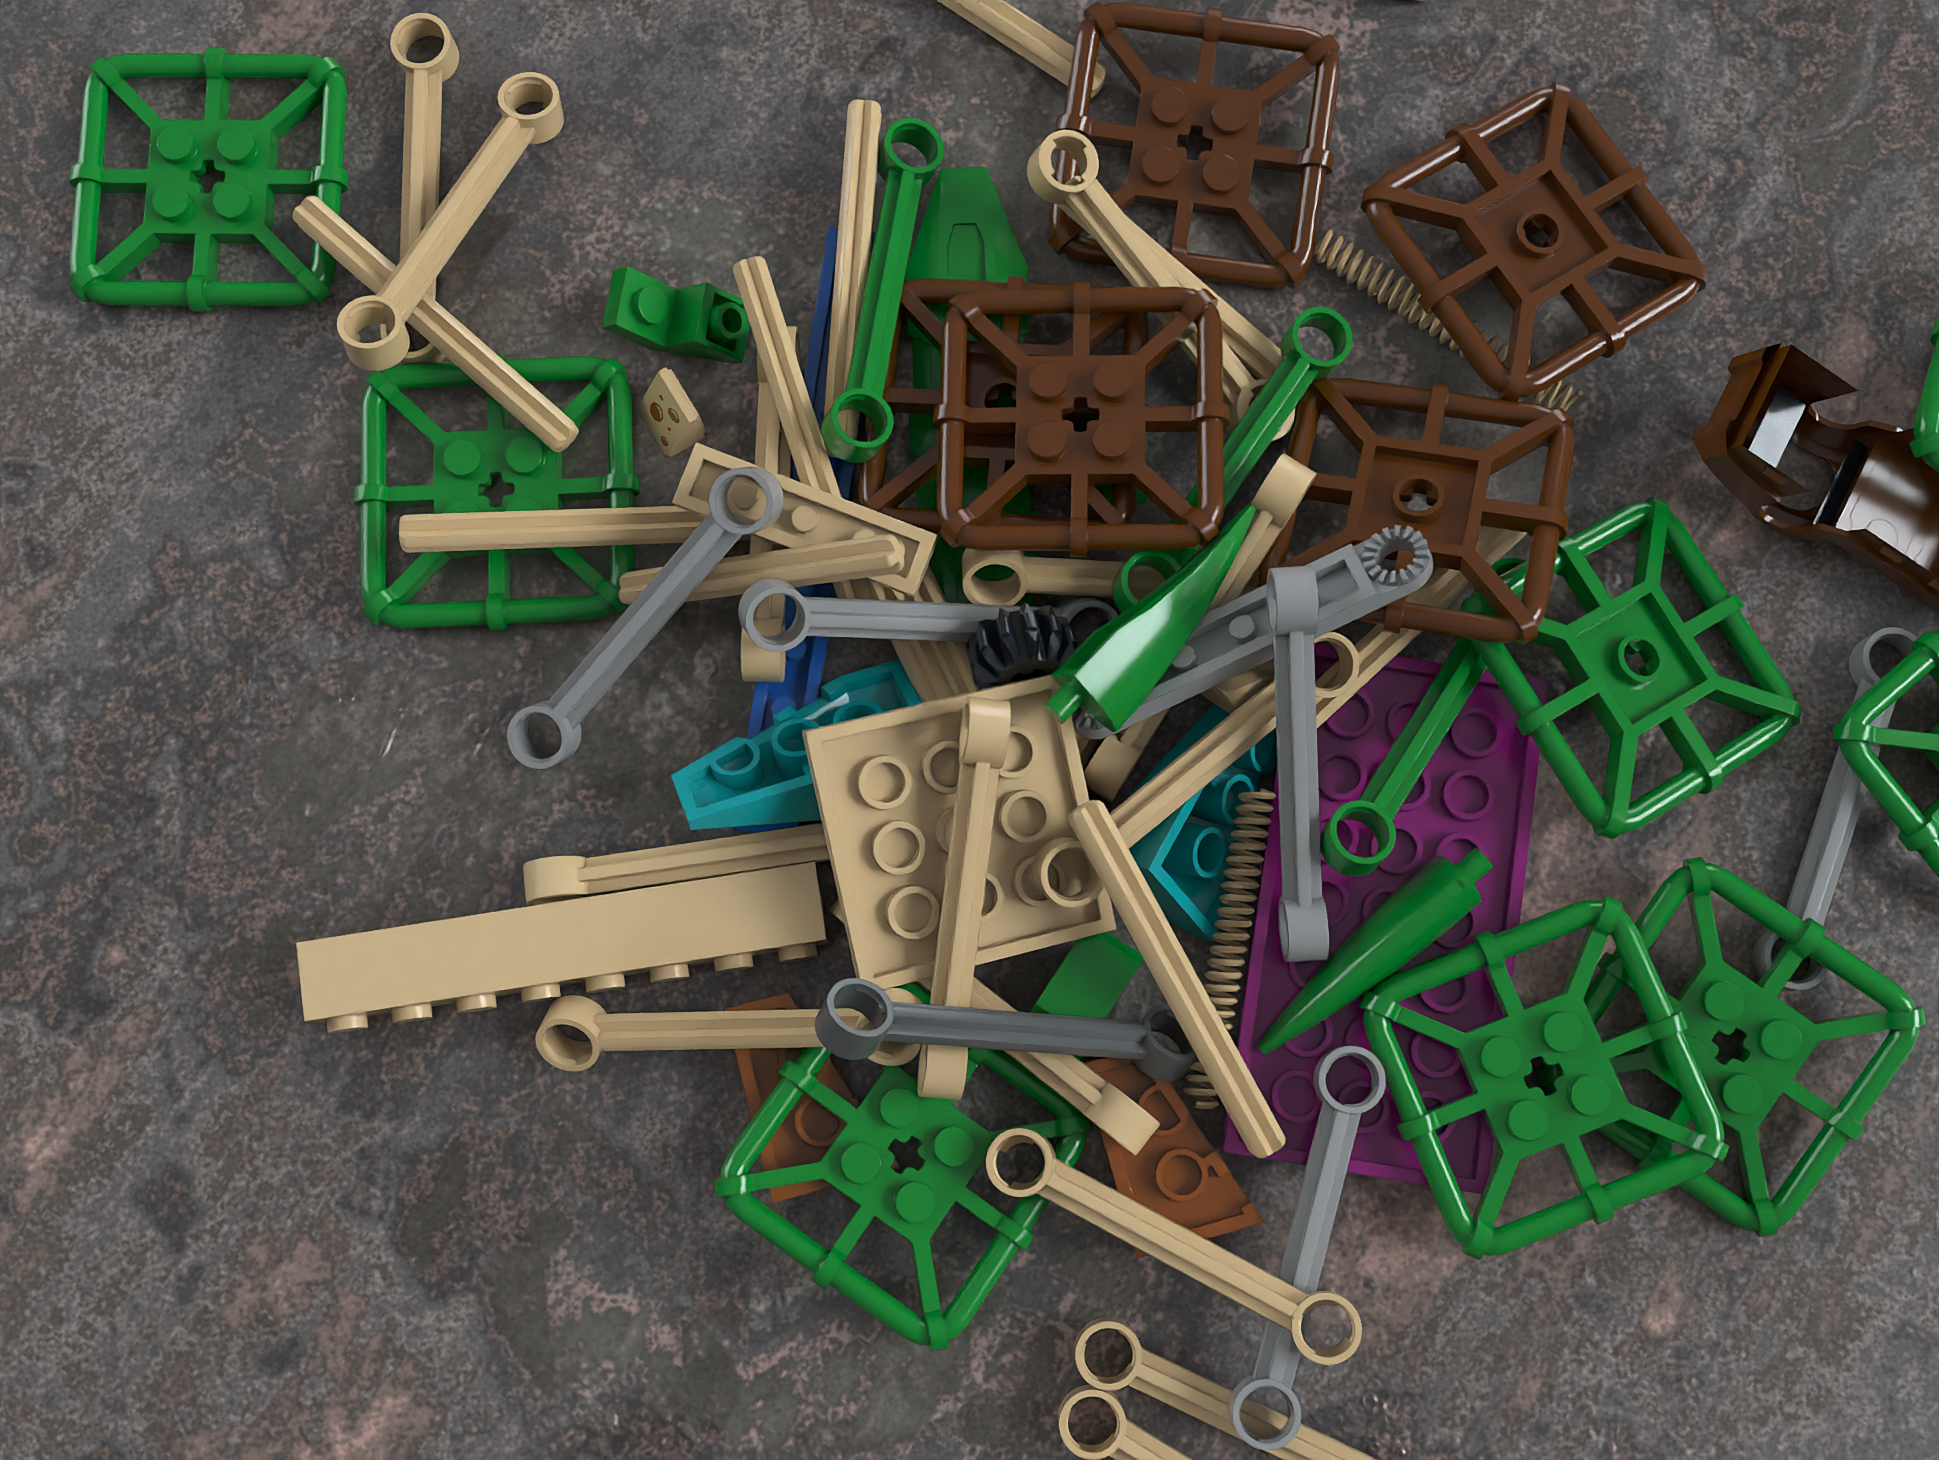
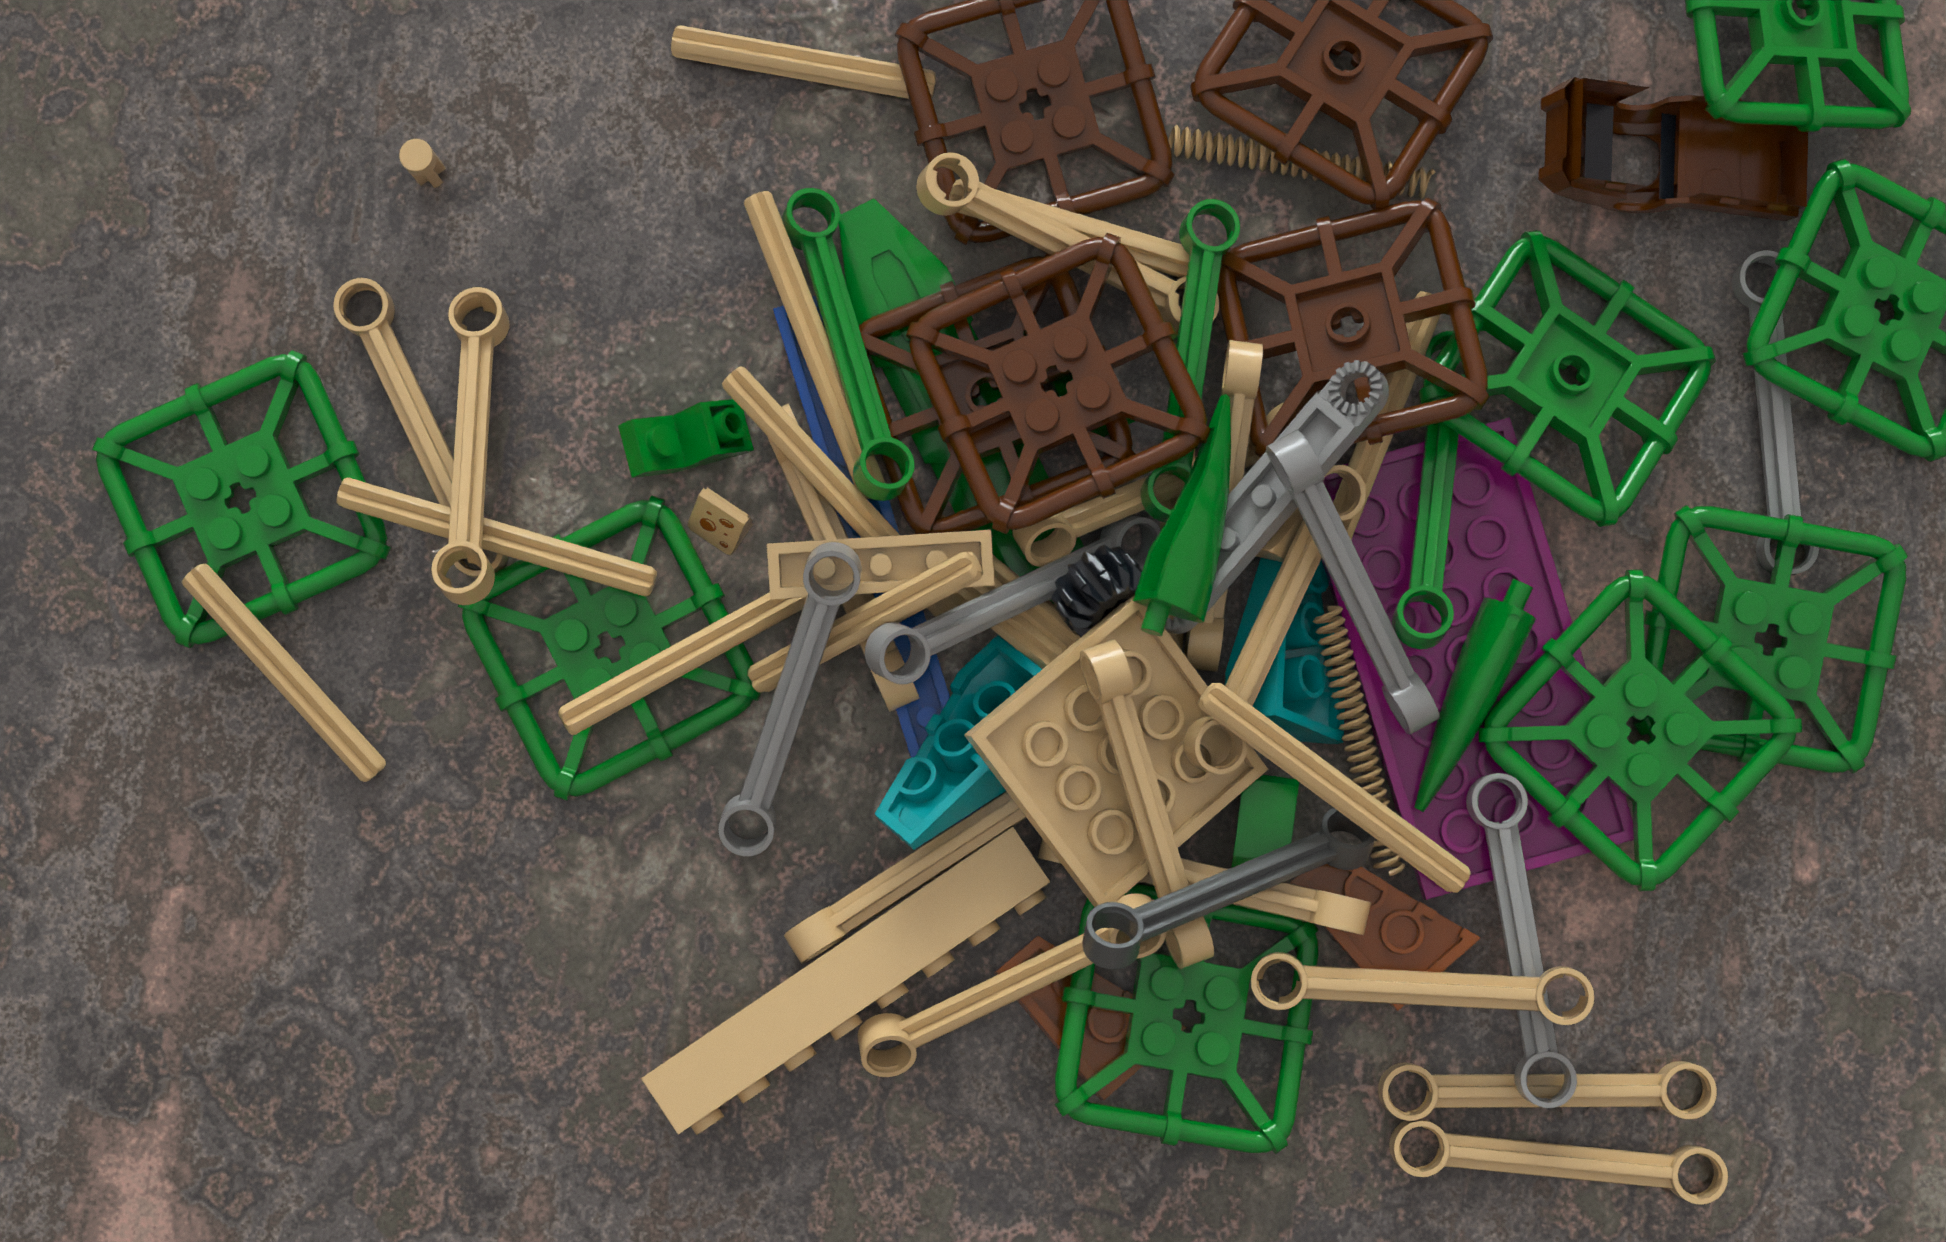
camera: 30 degrees left, 5 degrees up
(157, 364) = (283, 672): none -> tan axle

